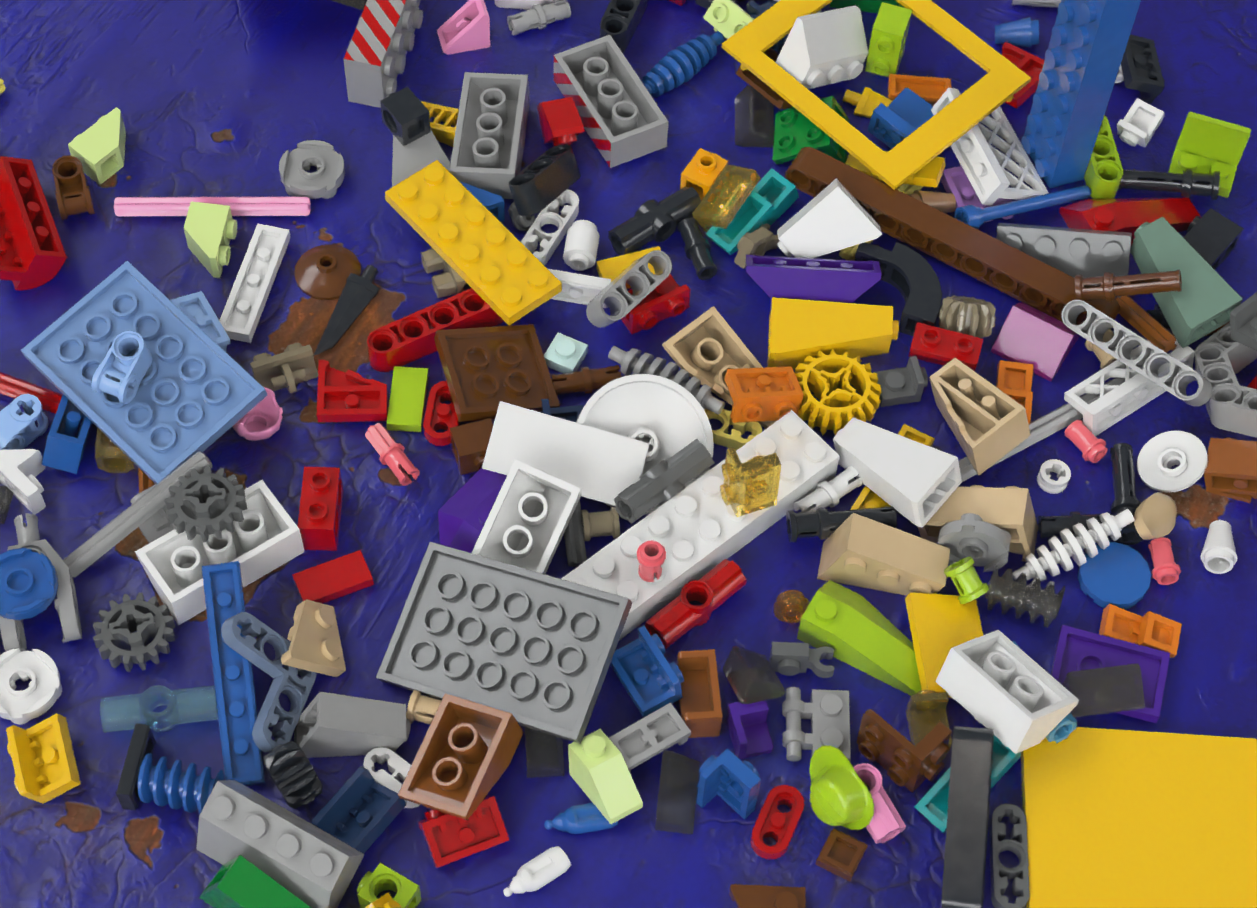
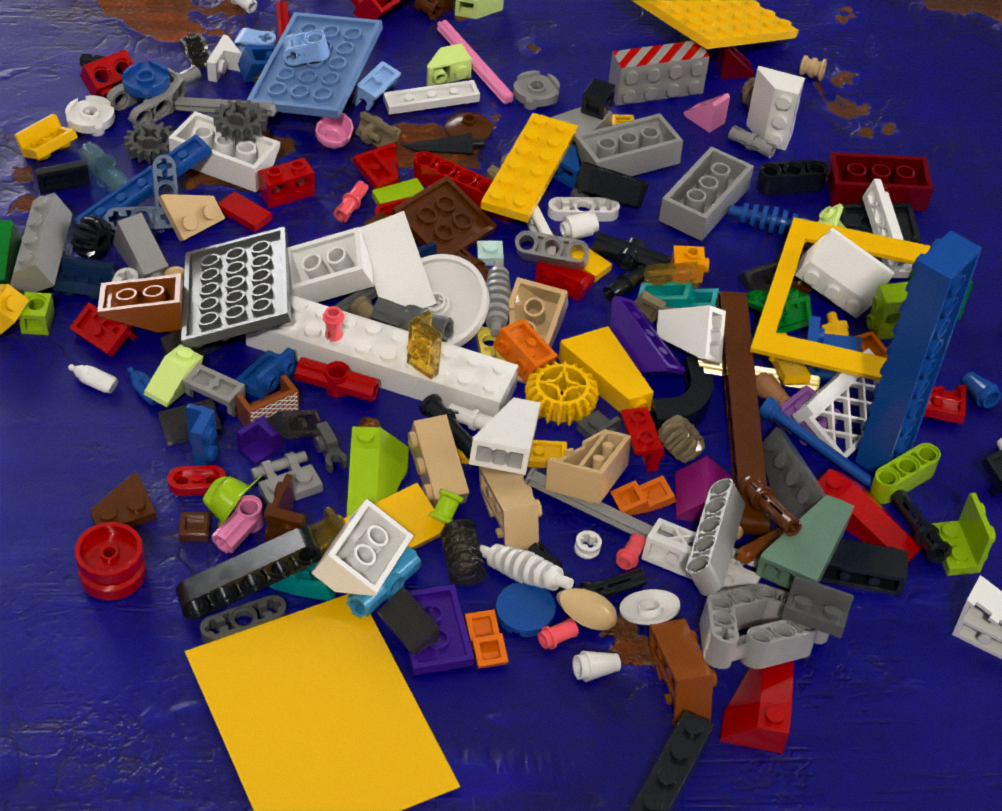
camera: 60 degrees right, 10 degrees down
(175, 786) = (62, 184): blue piece -> none
(560, 121) = (663, 173): red slope -> none
(977, 539) = (480, 503): light grey plate -> none
(1139, 123) = (958, 488): white bracket -> none

